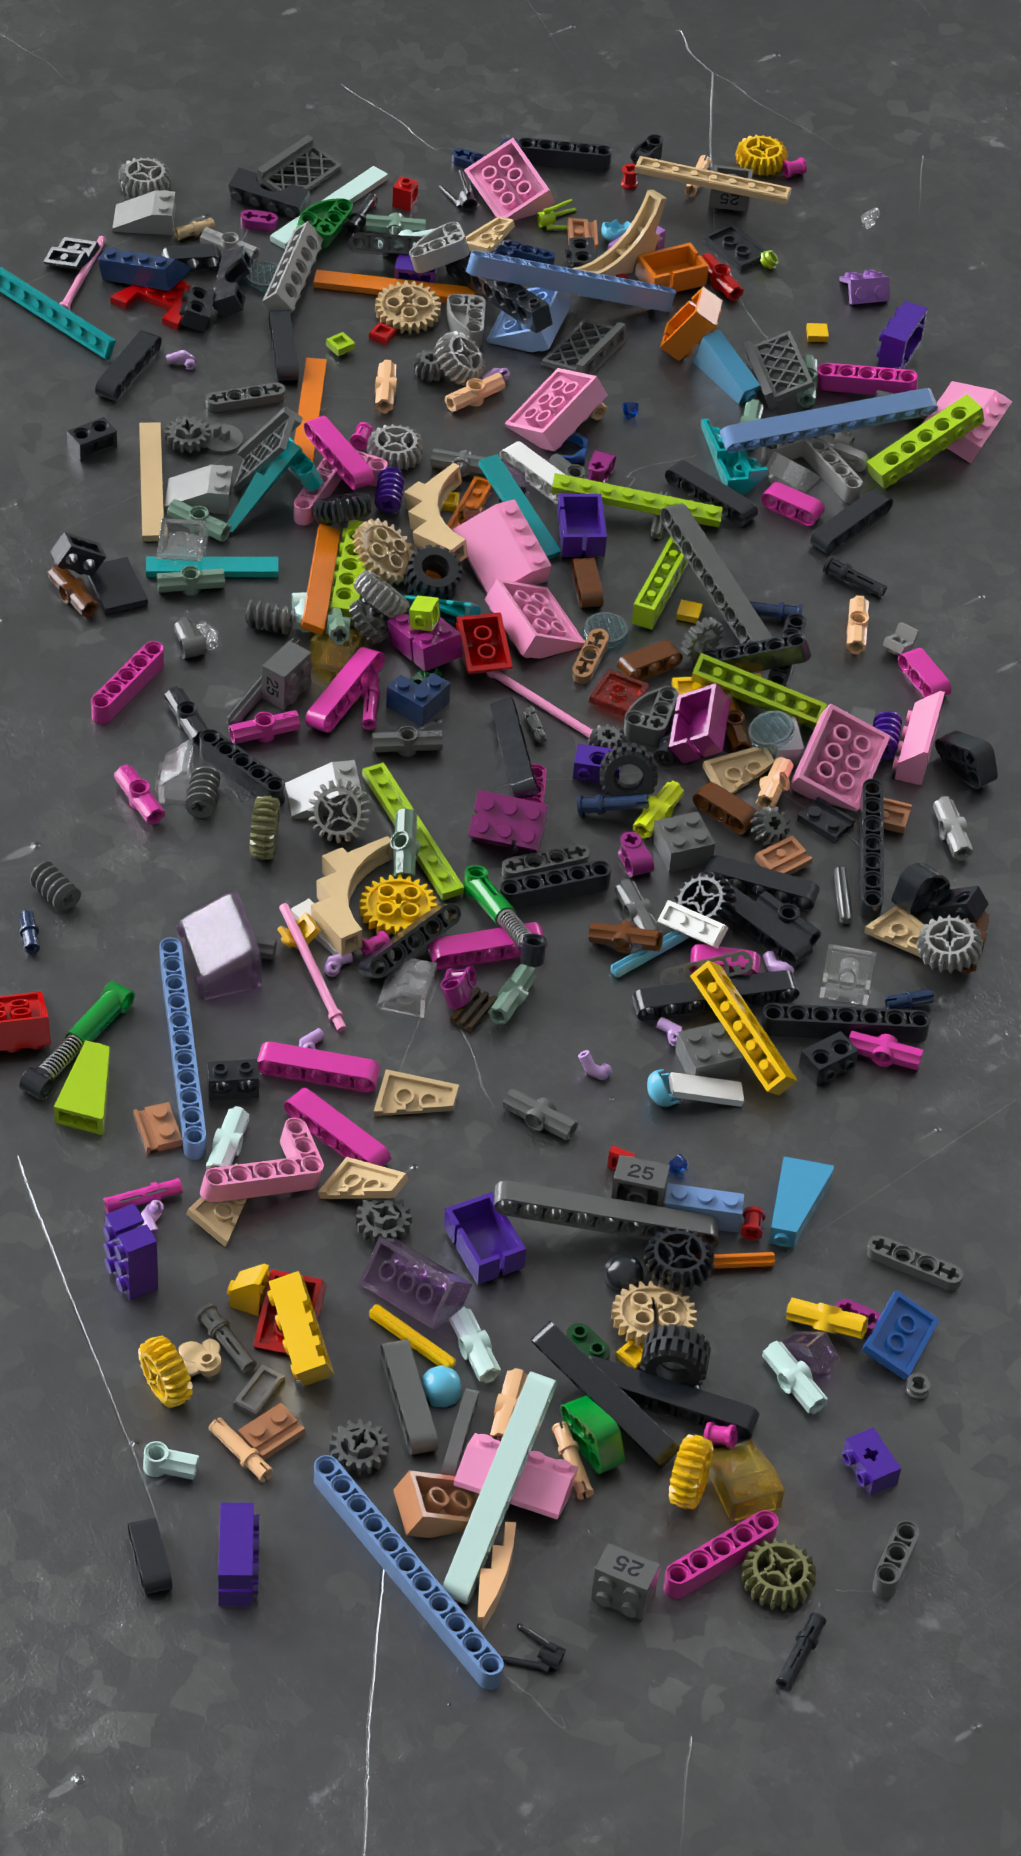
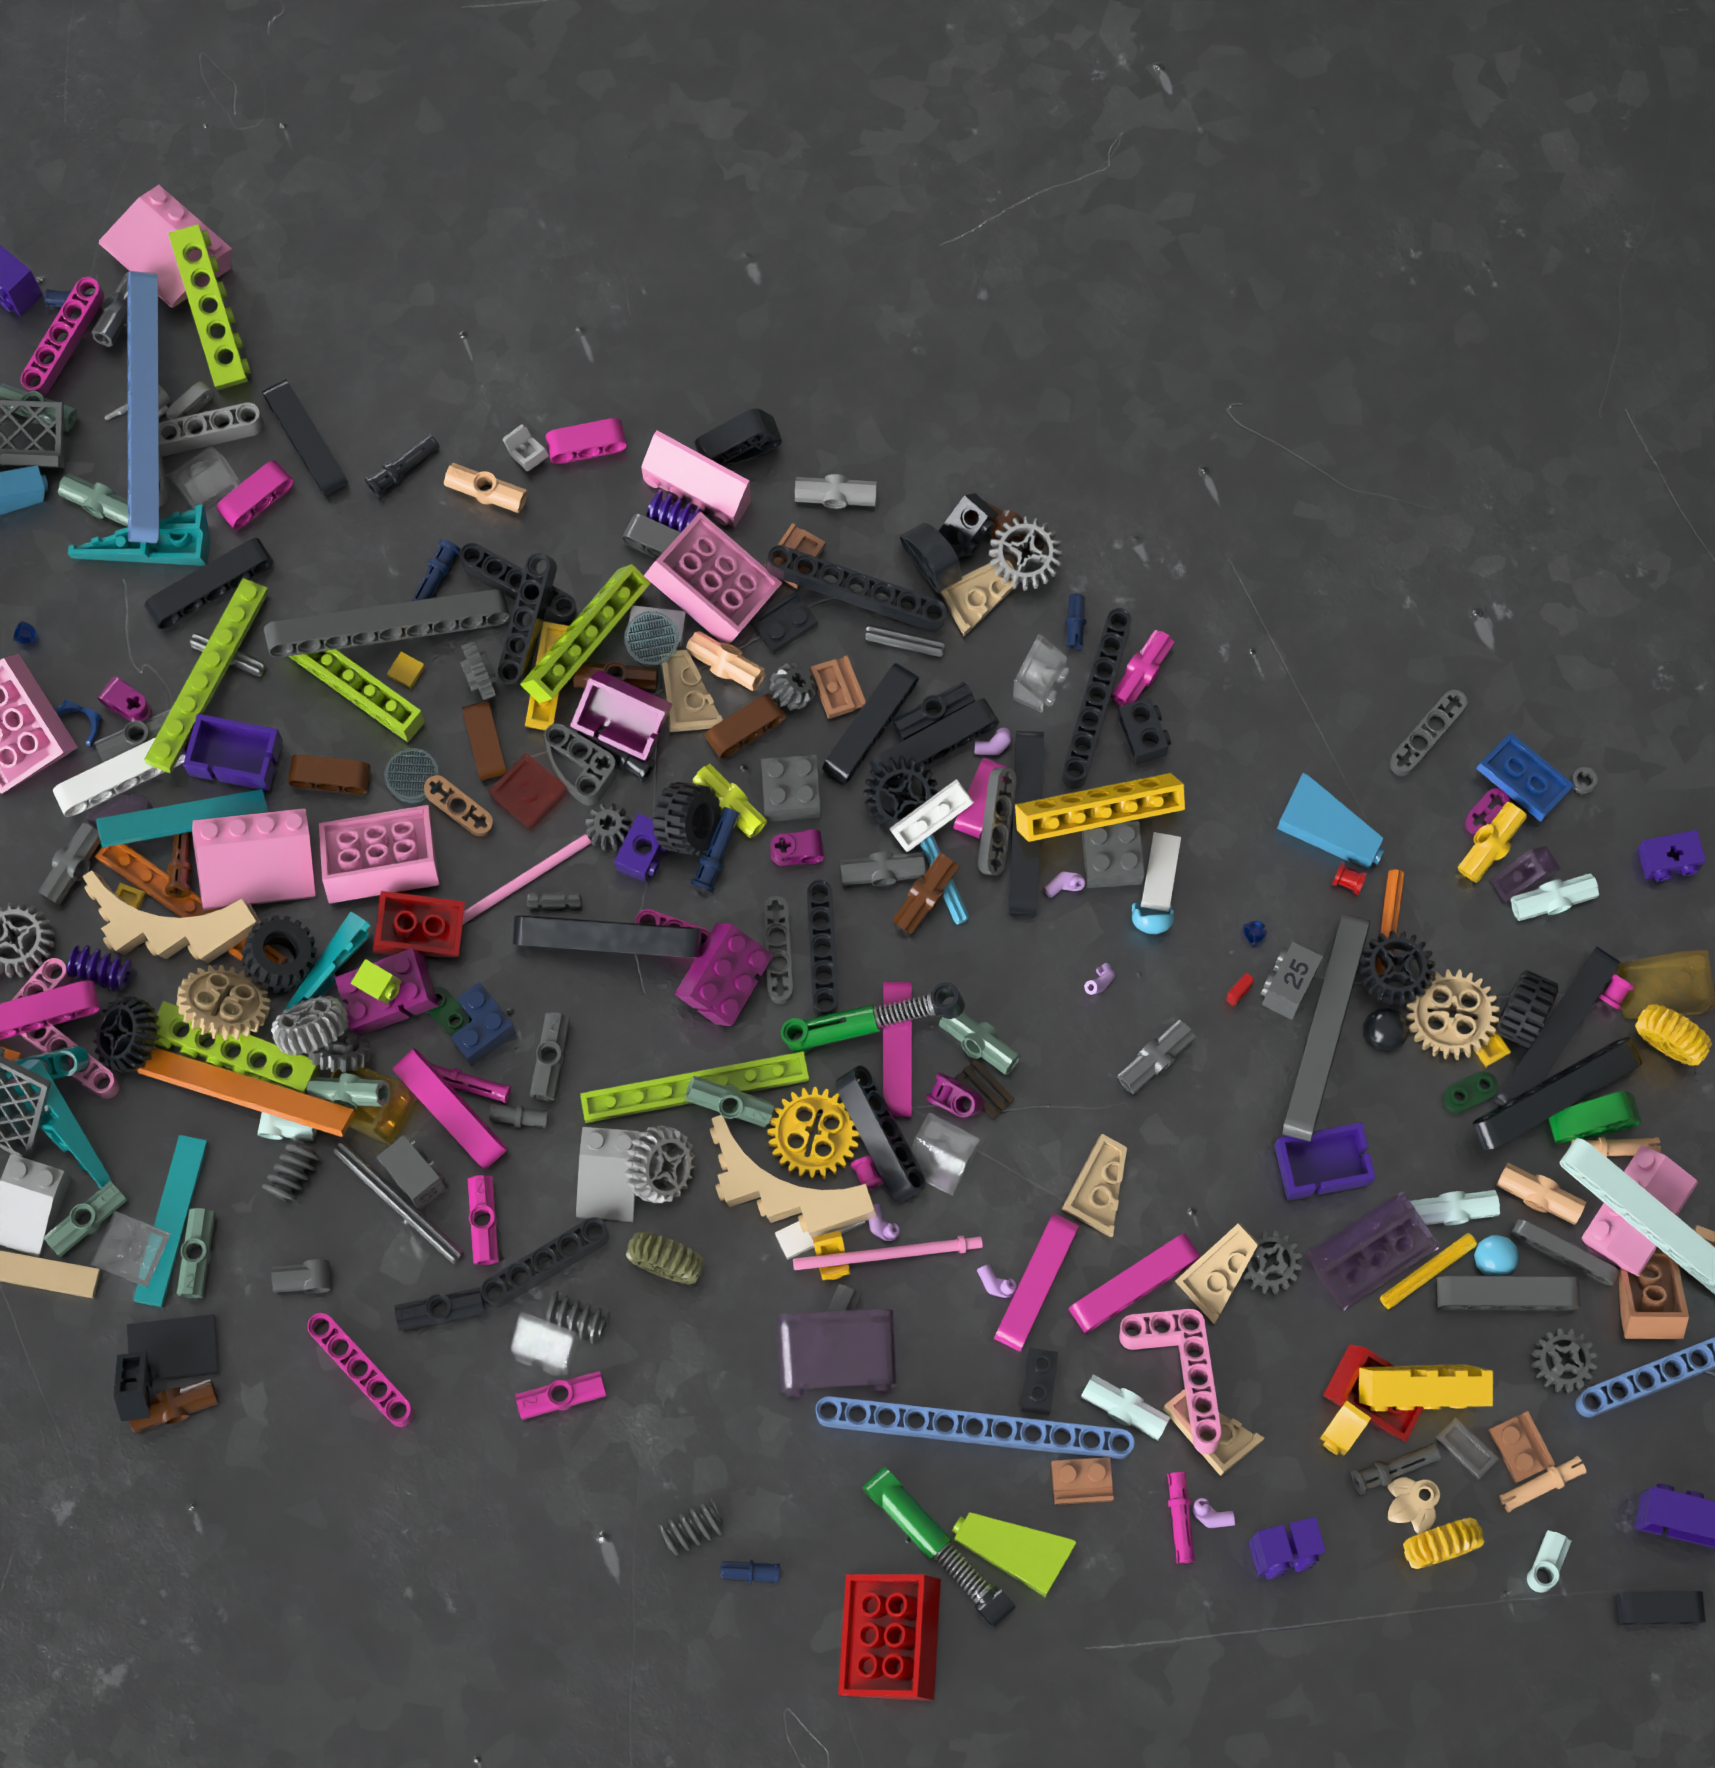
camera: 70 degrees left, 25 degrees up
(206, 628) = (293, 1248): clear arm -> none
(354, 734) = (518, 1115): none -> dark grey pin
(722, 1205) = (1326, 916): medium blue brick -> none

